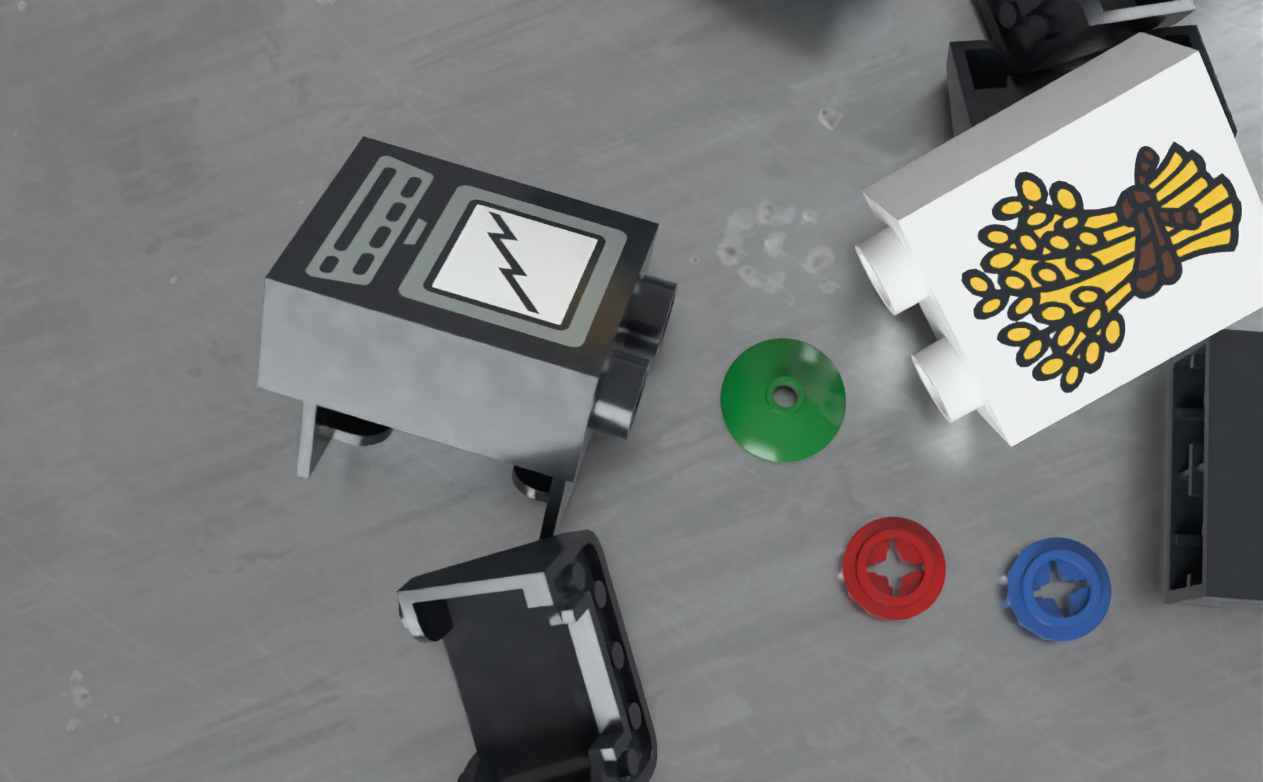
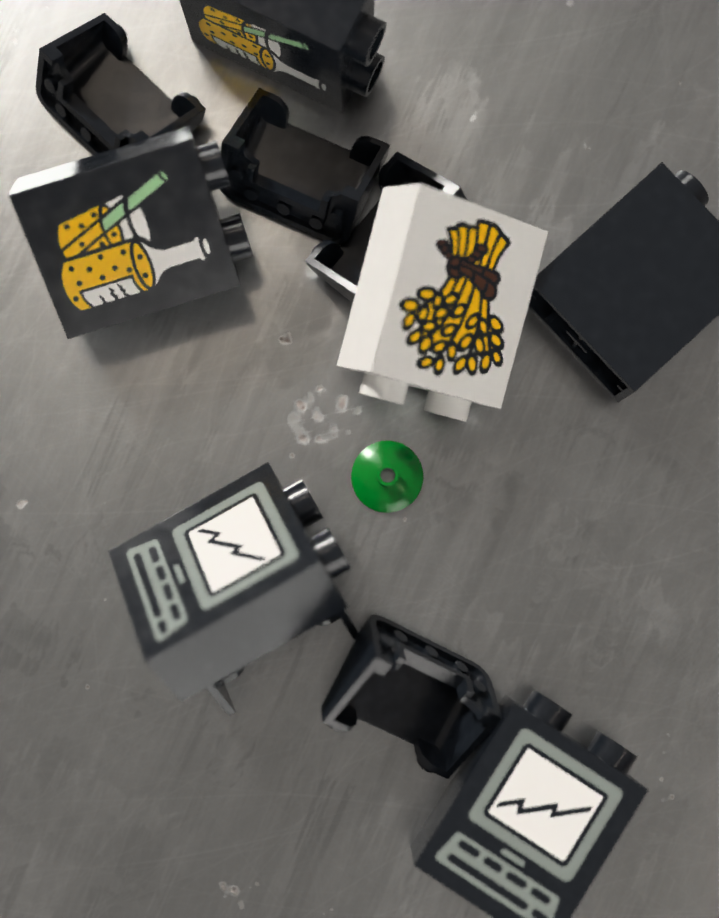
camera: 45 degrees left, 5 degrees up
(913, 546) = (498, 482): red gear -> none
(1072, 563) = (588, 436): blue gear -> none

